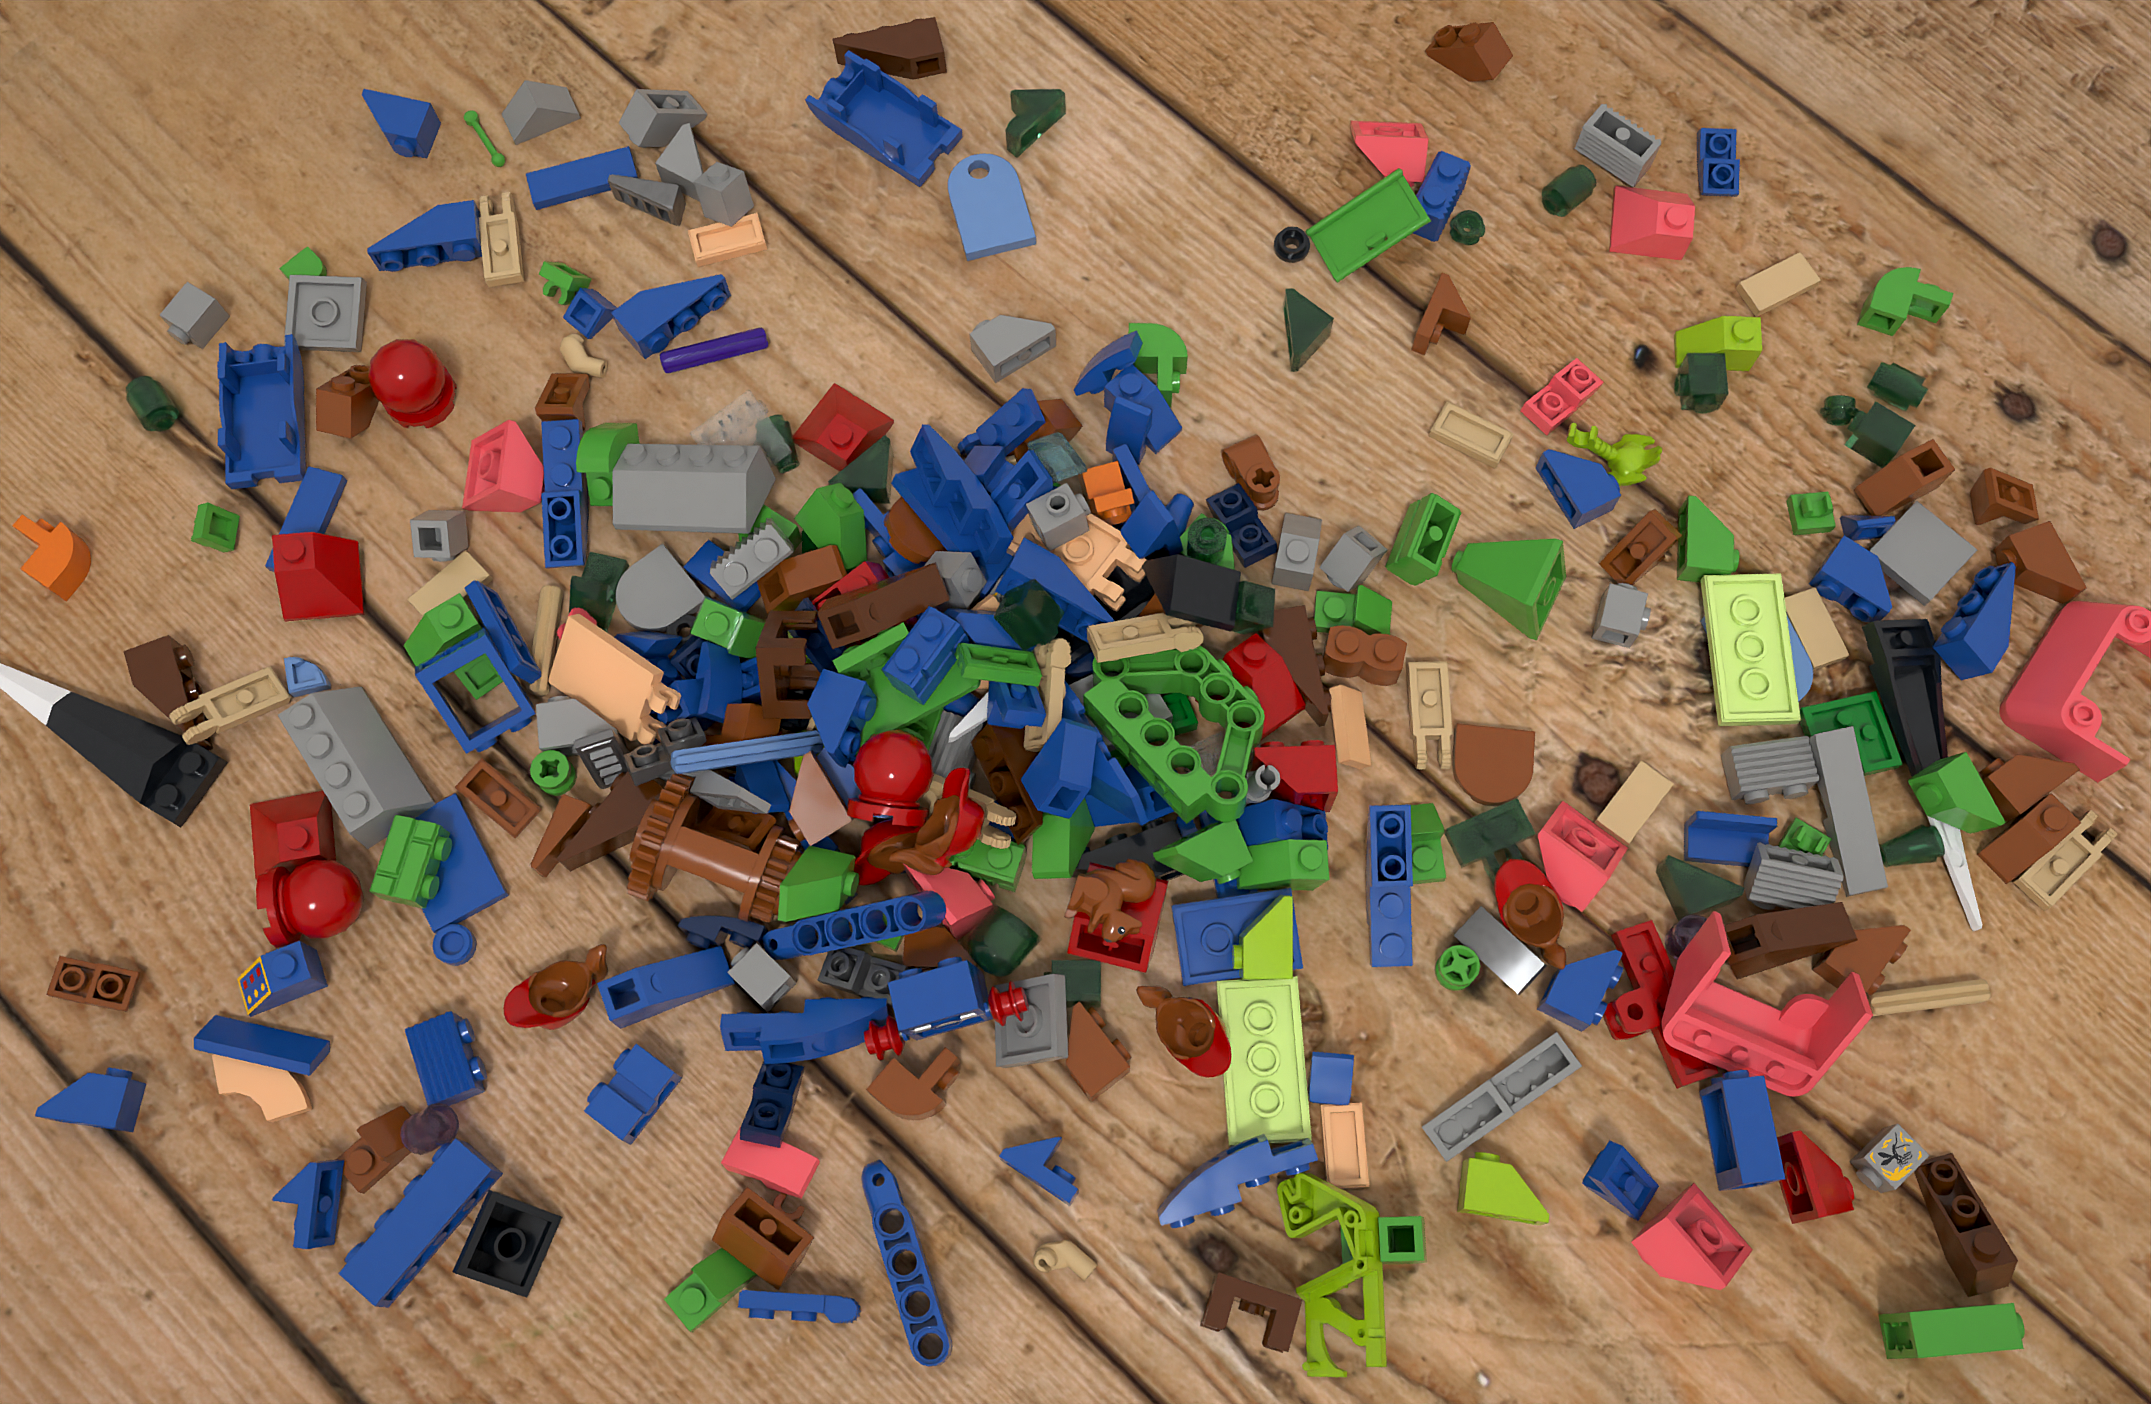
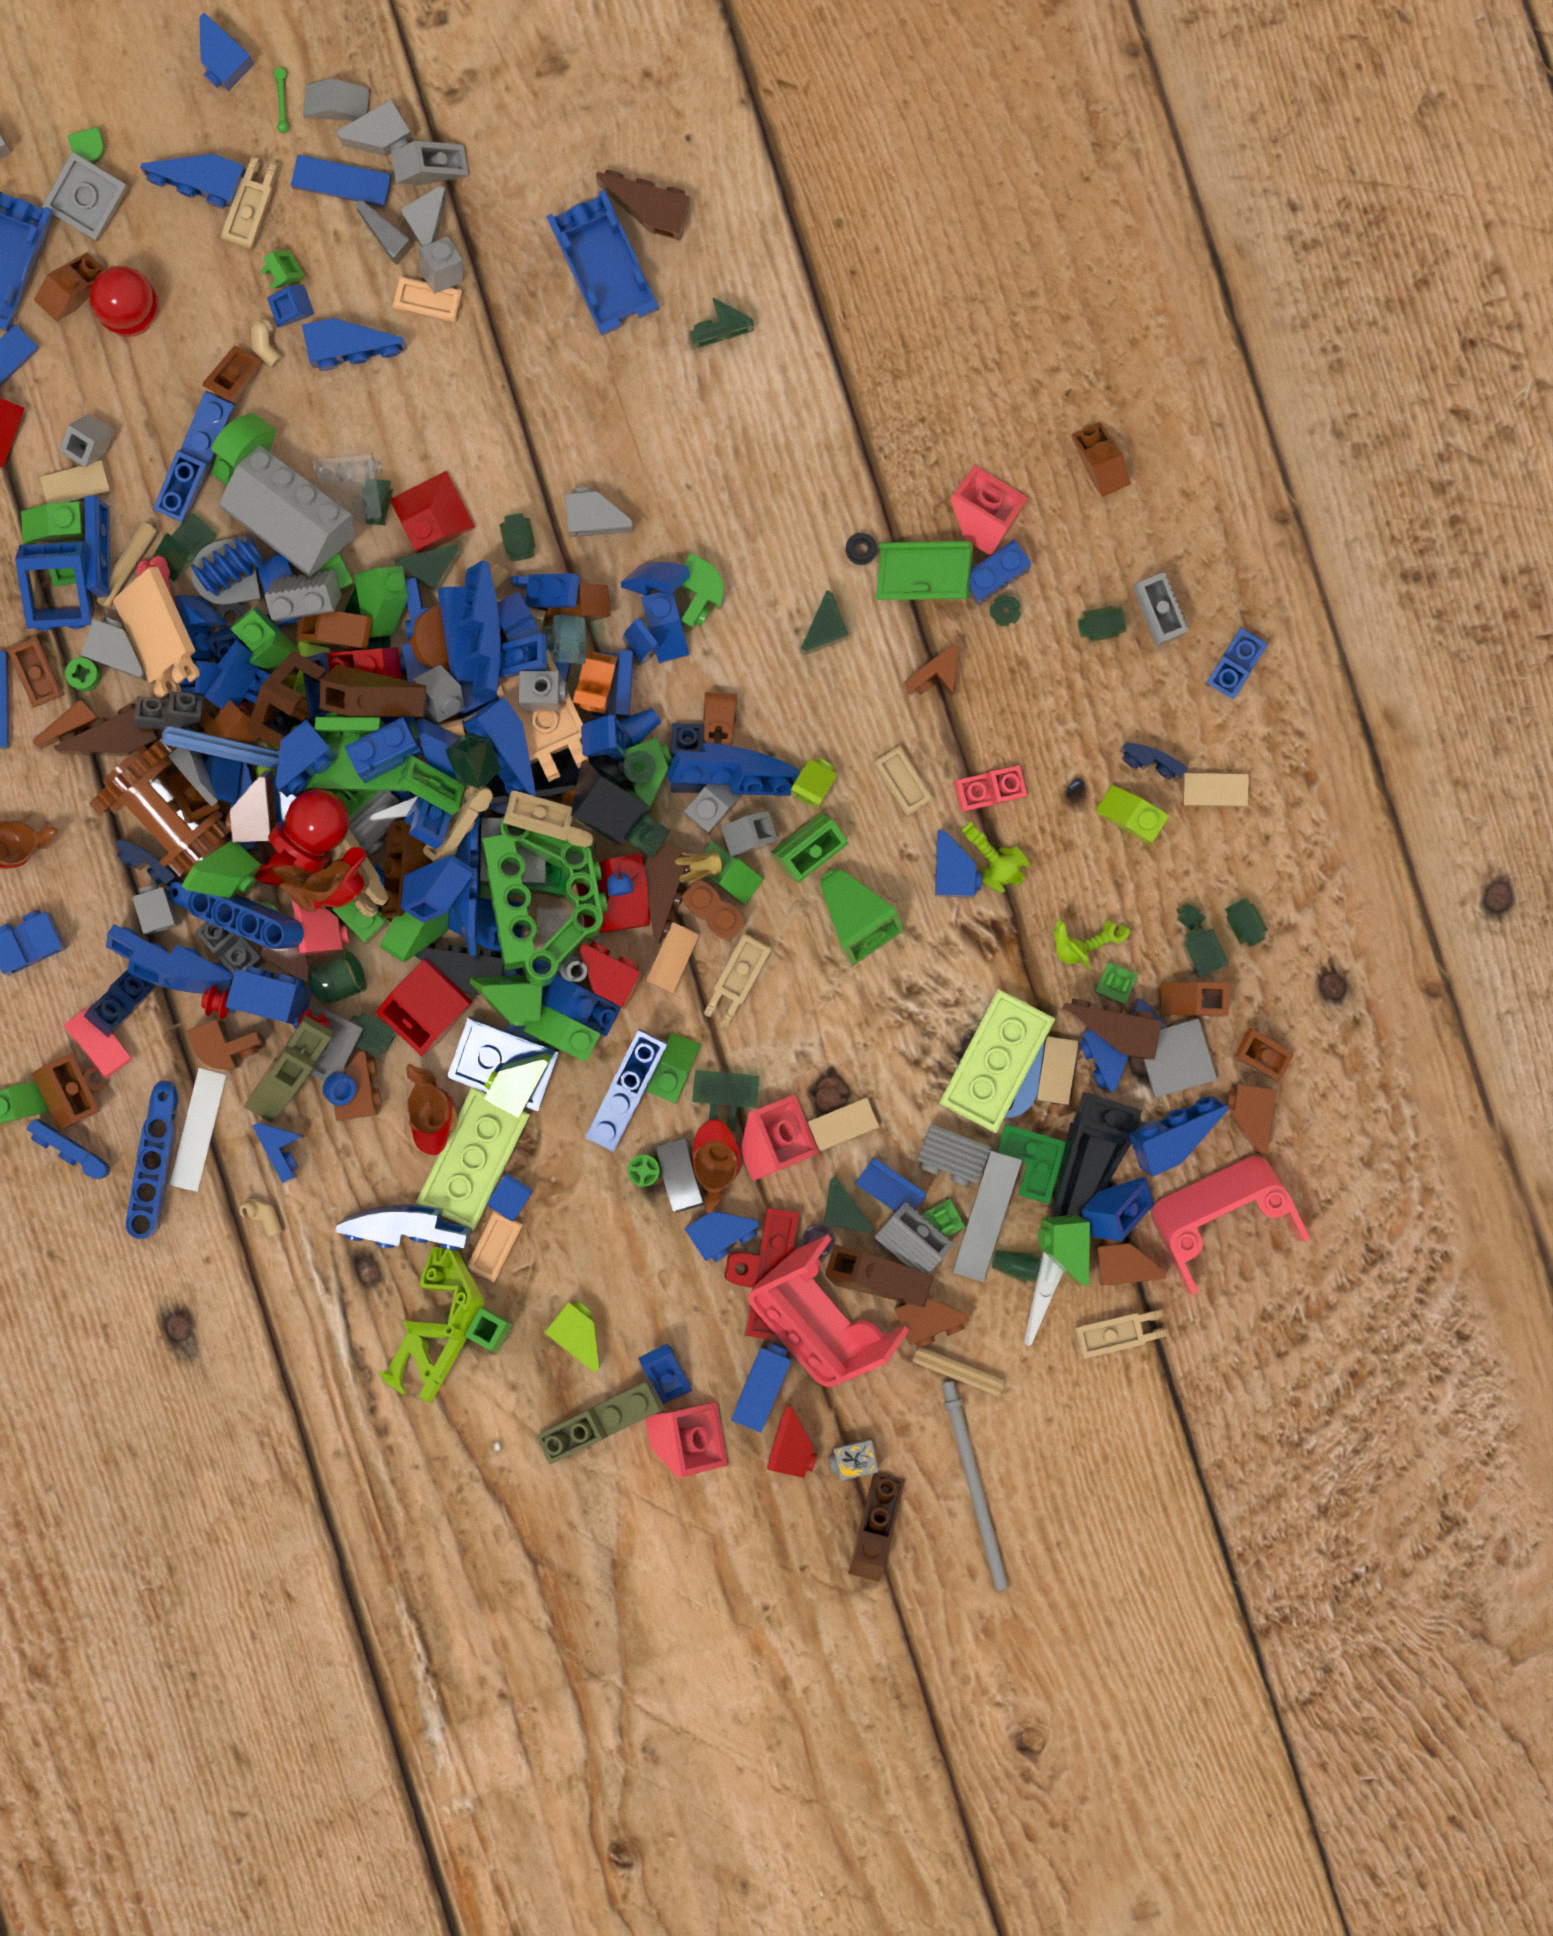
camera: 25 degrees right, 15 degrees up
(503, 472) = (157, 411): coral slope -> none
(592, 115) = (377, 131): none -> light grey slope
(602, 756) = (123, 687): flat silver slope -> none
(653, 575) = (229, 565): none -> blue piece
(664, 985) = (86, 879): blue slope -> none
(714, 350) = (368, 392): dark purple axle -> none
(937, 1202) = (198, 1129): none -> white sticker
(943, 404) = (517, 537): none -> clear green brick
(989, 209) = (644, 385): medium blue tile -> none
(1008, 1067) = (288, 1069): none -> olive slope
(1076, 1055) = (339, 1088): none -> blue tile
(1103, 893) = (418, 987): dark orange animal -> none
(1253, 1300) = (369, 1313): reddish brown panel -> none
(1257, 668) = (619, 887): none -> blue hinge
(1300, 500) = (740, 768): none -> blue slope
(1331, 606) = (700, 865): none -> pearl gold piece
(1388, 479) = (814, 783): none -> lime slope
(1493, 762) = (761, 1039): dark orange tile -> none
(1501, 1096) = (623, 1273): light grey slope -> none
(1585, 1278) = (600, 1421): none -> olive slope
(1621, 615) = (922, 983): light grey brick -> none
(1640, 549) = (965, 943): dark orange slope -> none
(1651, 222) = (1152, 682): coral slope -> none
(1702, 382) = (1099, 838): clear green brick -> none
(1704, 544) = (1016, 966): bright green slope -> none
(1716, 281) = (1141, 756): none -> dark blue slope
(1754, 497) = (1073, 951): none -> lime piece
(1864, 542) = (1124, 1033): none -> reddish brown slope
(1901, 295) = (1292, 849): bright green brick -> none
(1948, 1038) = (954, 1405): none -> light grey bar
(1952, 1331) = (816, 1586): bright green window -> none
(1976, 728) = (1118, 1209): none -> blue slope
(2029, 838) = (1101, 1304): dark orange slope -> none

